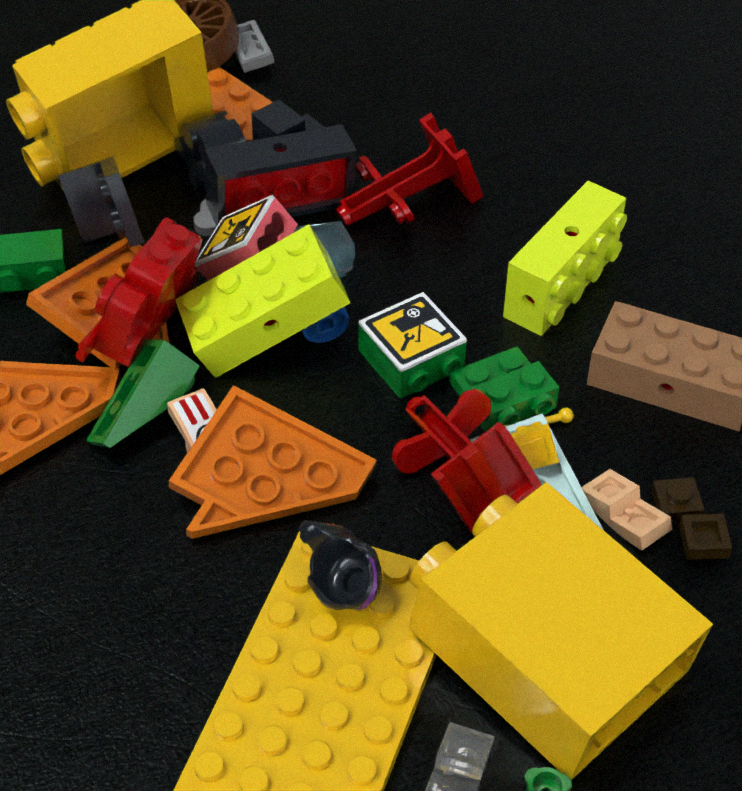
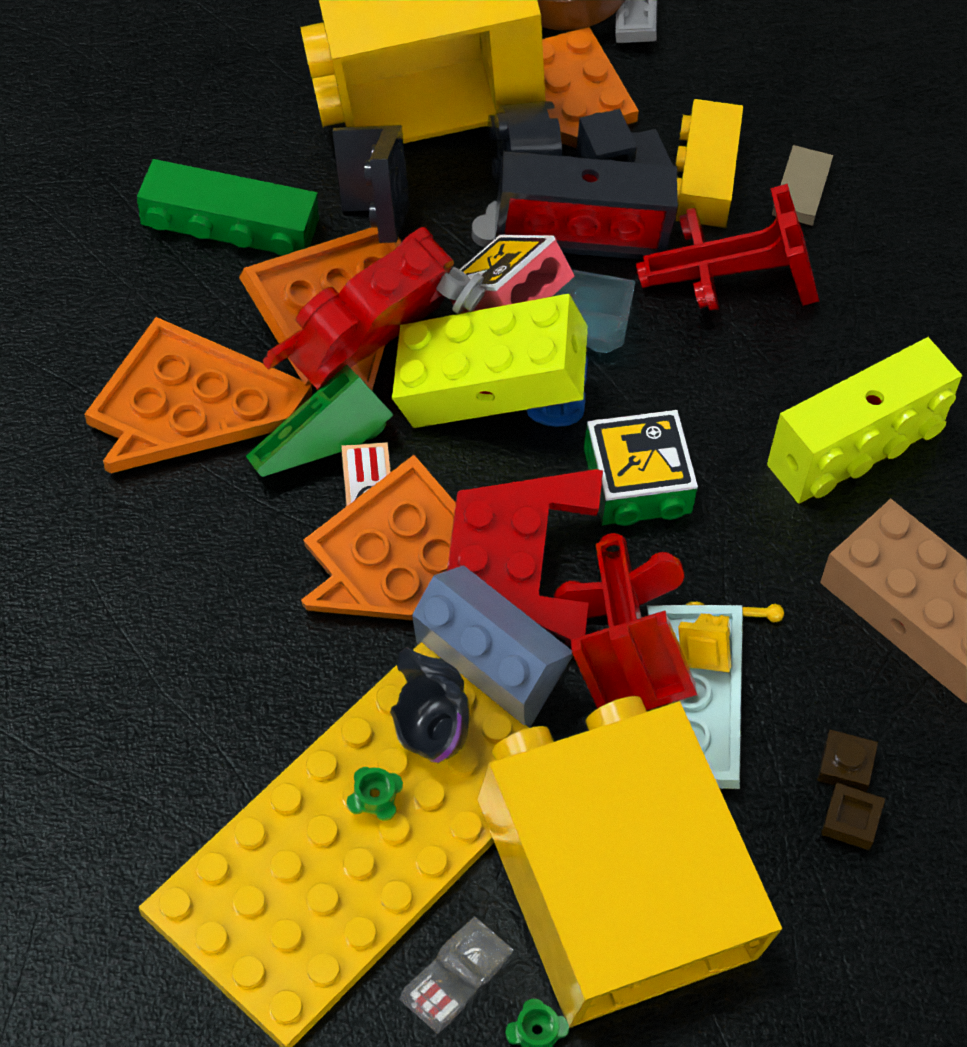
camera: 20 degrees right, 10 degrees up
(219, 253) = (460, 288): none -> light grey plate
(322, 640) = (377, 779): none -> green plate
(336, 434) = (502, 541): none -> red wing
(354, 109) = (708, 160): none -> yellow brick
(372, 502) = (490, 642): none -> sand blue slope
(421, 108) = (806, 180): none -> dark tan tile
(512, 385) = (722, 557): green plate -> none
(620, 506) = (782, 750): light nougat slope -> none

